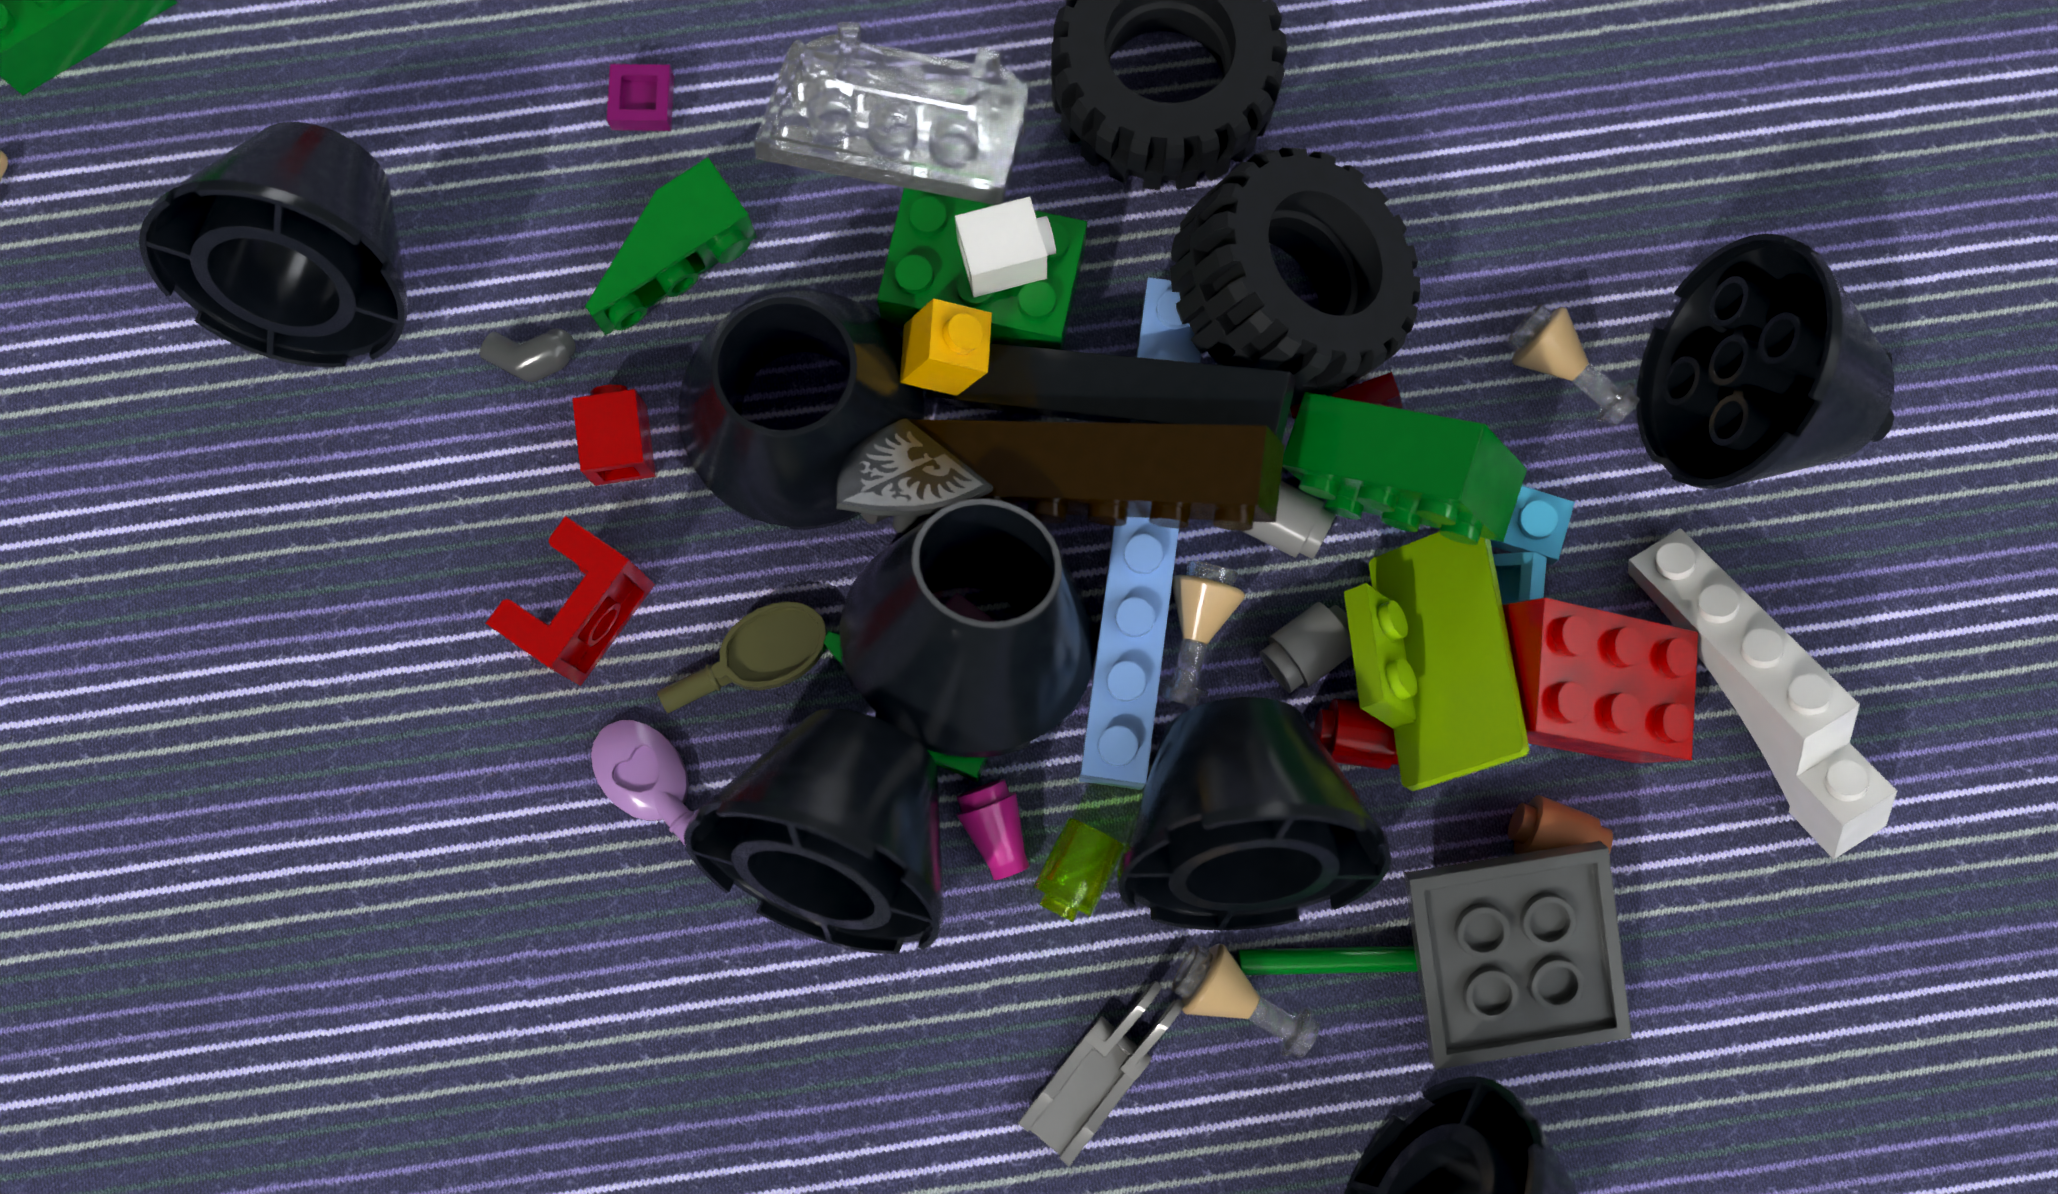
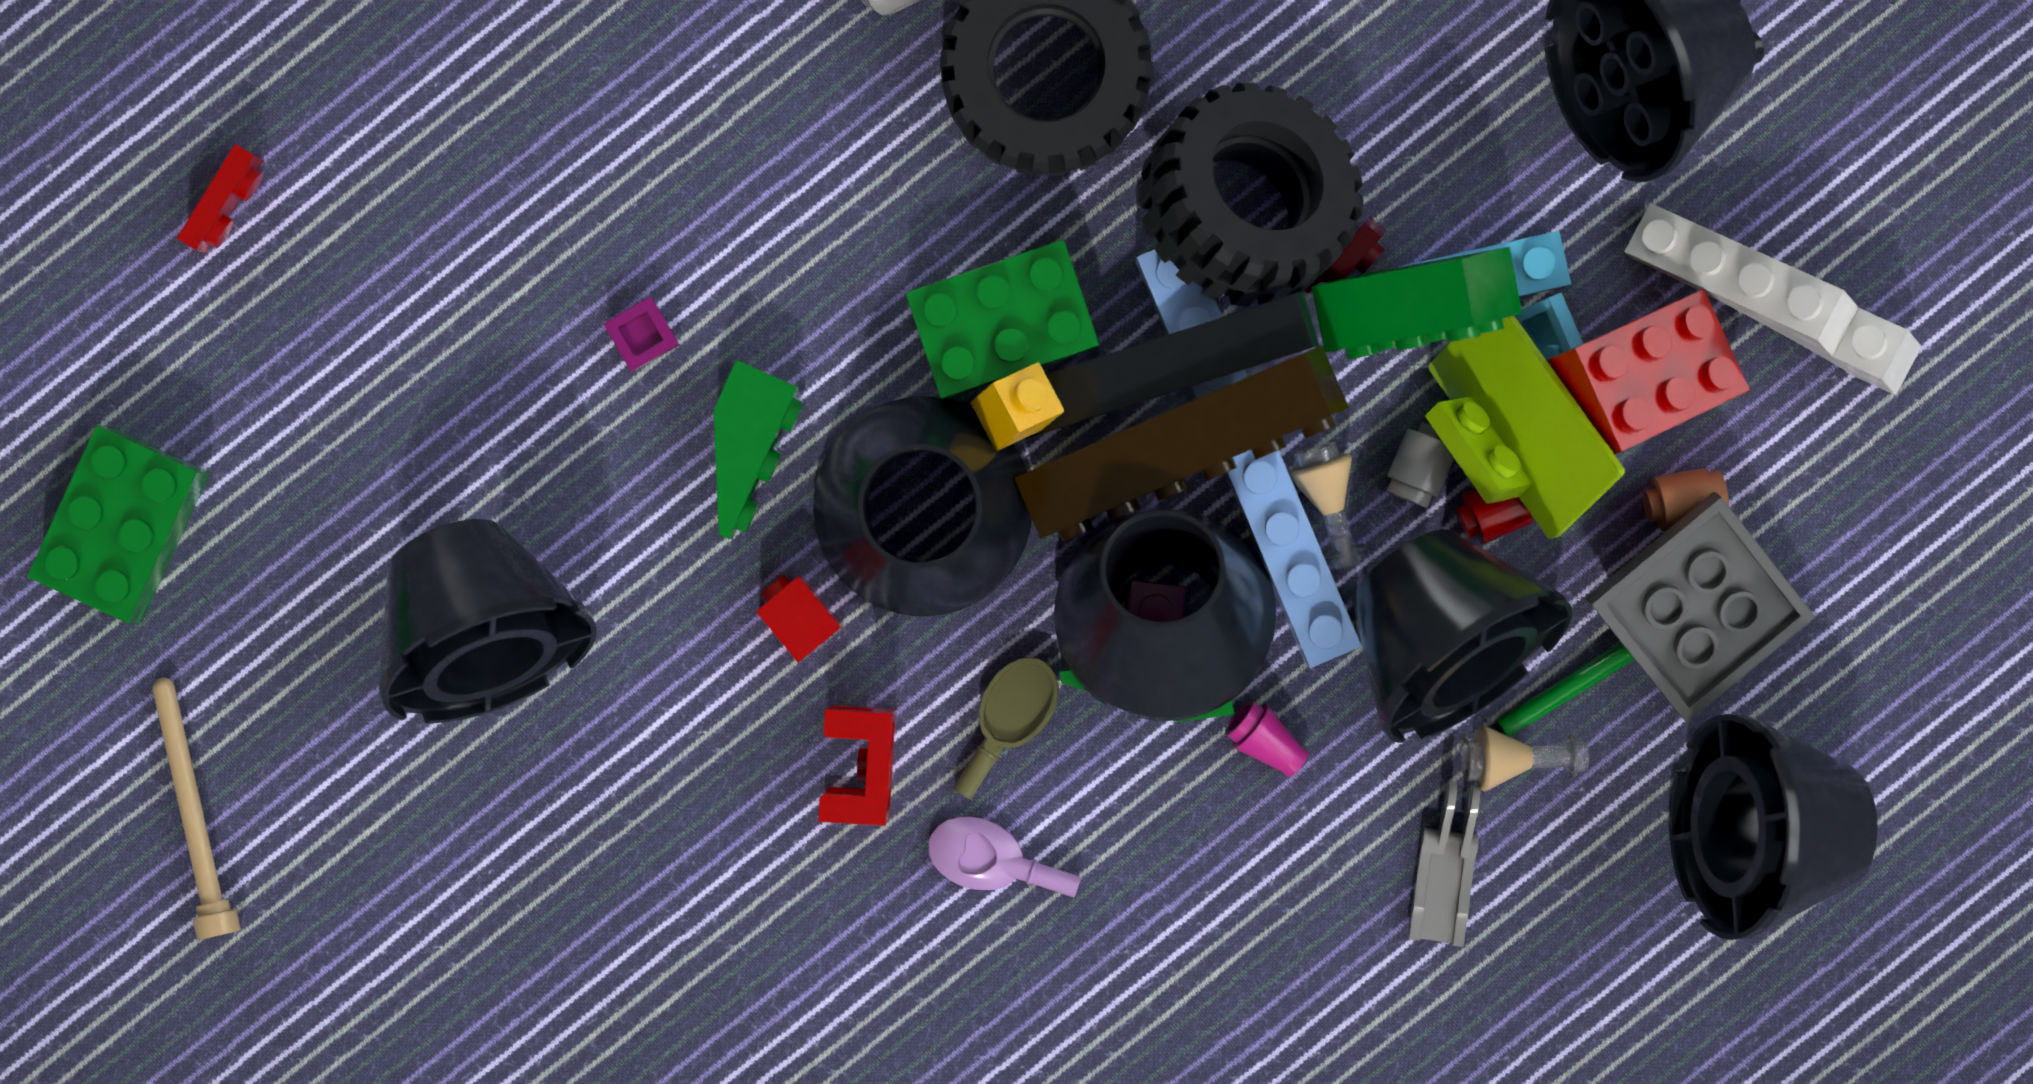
camera: 30 degrees left, 10 degrees up
(532, 359) = (693, 594): dark grey arm -> none
(833, 834) = (1160, 817): black cone -> none
(896, 116) = (864, 239): clear plate -> none
(904, 476) = (1053, 528): shield -> none
(1004, 246) = (1021, 308): white brick -> none
(1077, 870) = (1346, 734): clear neon green brick -> none
(1299, 523) = (1359, 377): light grey brick -> none
(1551, 346) = (1474, 117): piece -> none

